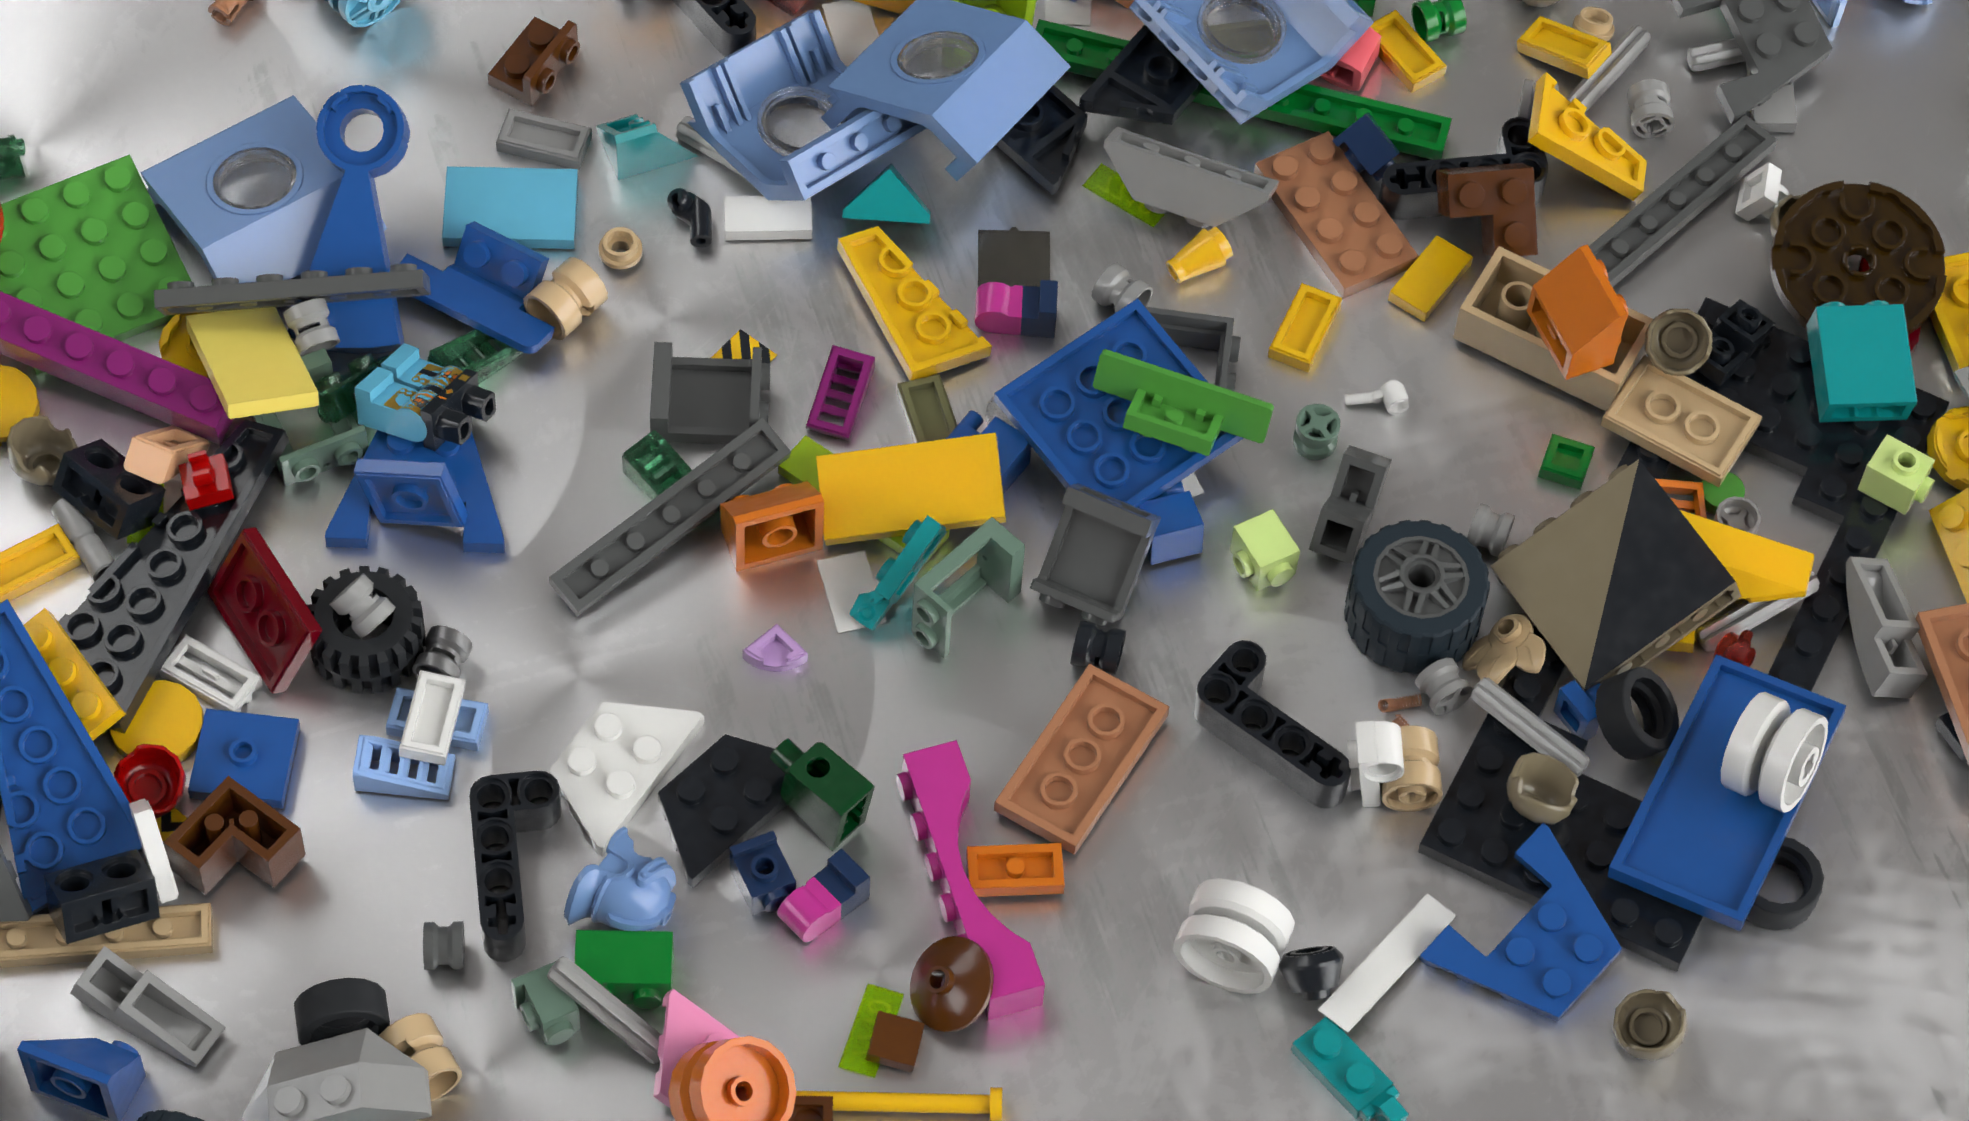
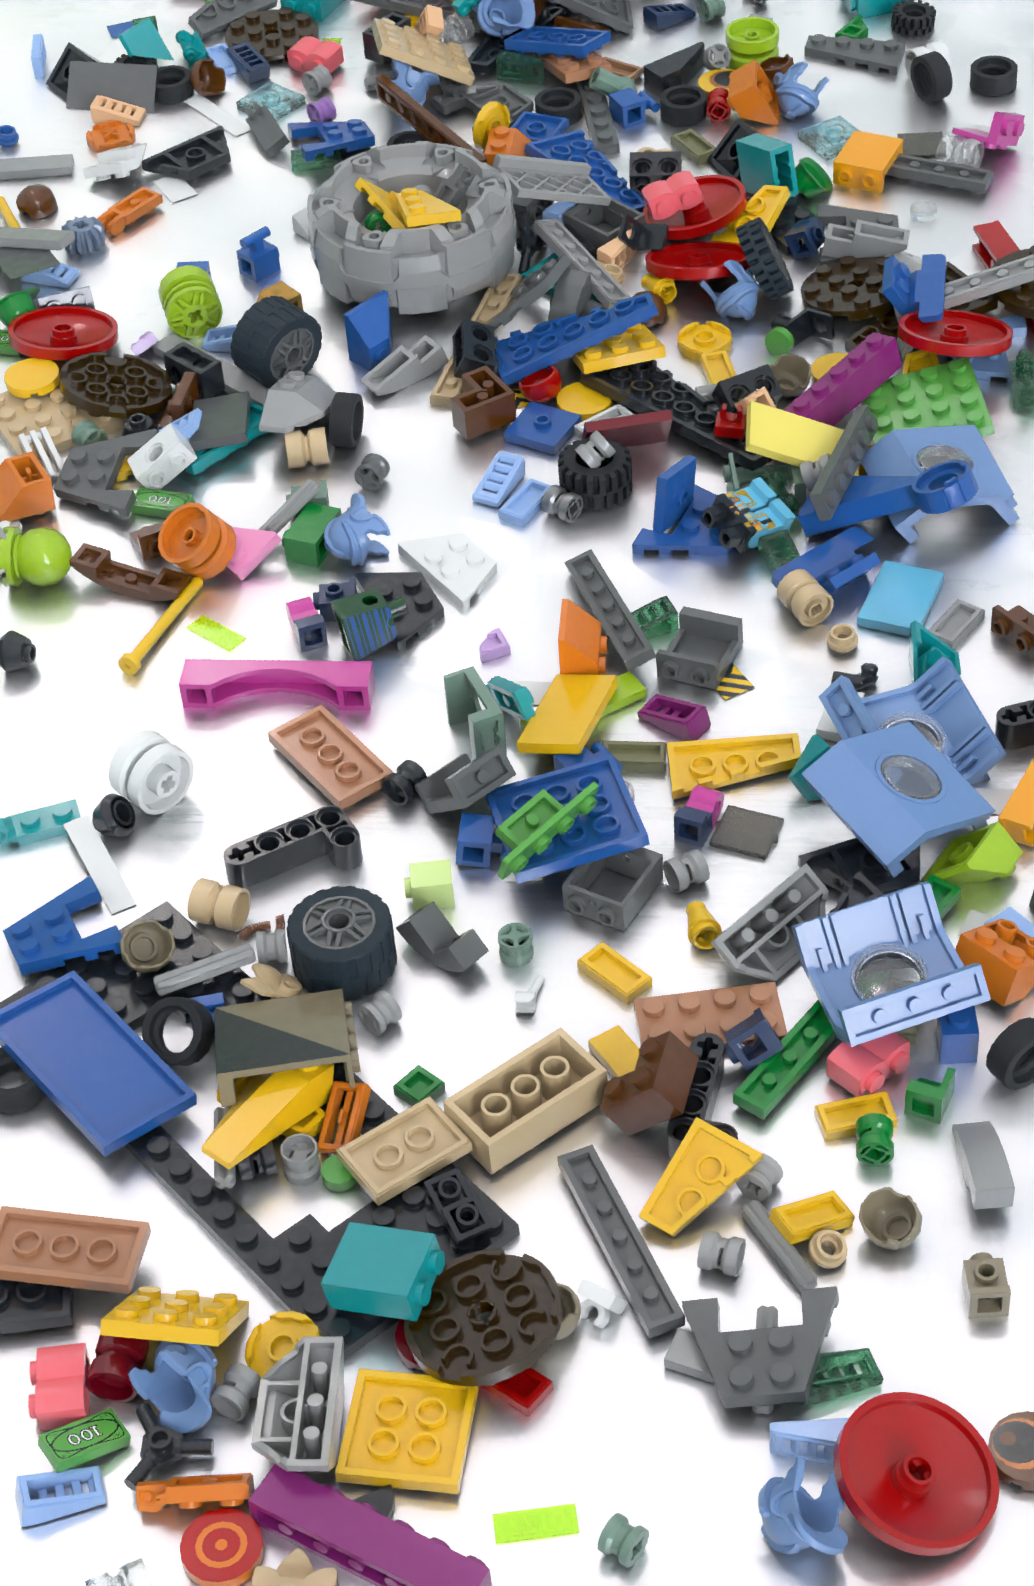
camera: 120 degrees right, 15 degrees down
(154, 850) = (497, 358): white tile -> none
(432, 718) = (518, 488): white tile -> none
(502, 866) = (414, 500): black beam -> none
(895, 1041) = (198, 634): reddish brown tile -> none
(965, 989) = (212, 650): reddish brown dish -> none
(1015, 869) = (272, 706): orange plate -> none
(1375, 758) = (225, 863): white plate -> none
(1578, 314) = (498, 1072): orange slope -> none
(1678, 342) = (456, 1141): dark tan hair -> none
(1737, 647) = (198, 1121): clear red plate -> none
(1774, 751) = (75, 1053): white wheel -> none
(1883, 628) = (168, 1213): light grey slope -> none
(1897, 475) = (273, 1260): yellowish green brick -> none

